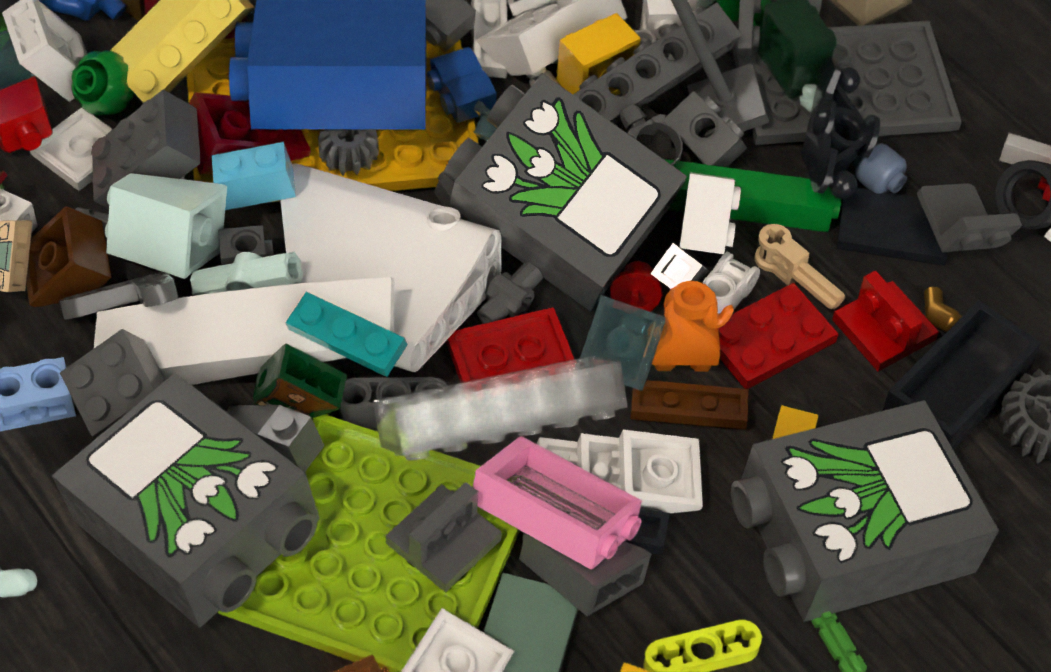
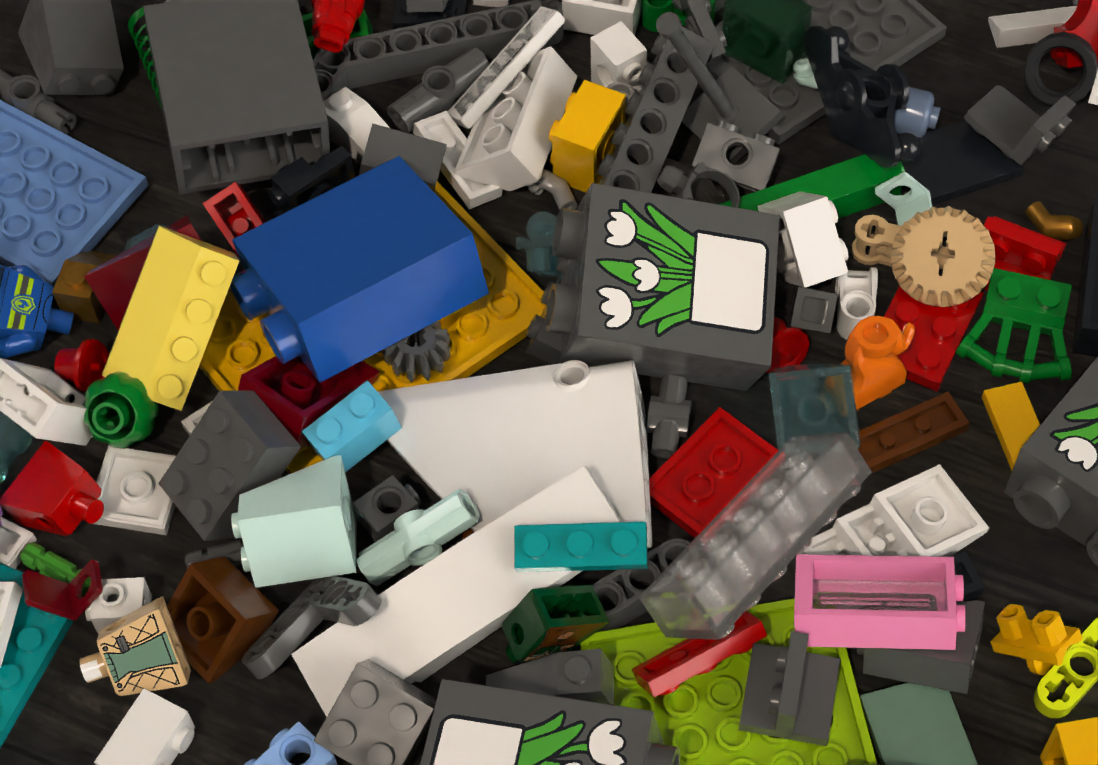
camera: 25 degrees left, 5 degrees up
(102, 37) = (82, 364): none -> red piece
(392, 469) = (696, 657): none -> red plate
(460, 83) = (491, 224): blue brick -> none
(672, 603) = (1037, 640): none -> yellow hips
(821, 306) = (962, 275): none -> tan gear
(828, 240) = (905, 205): none -> light aqua bracket
(862, 355) = (1028, 305): none -> green plate

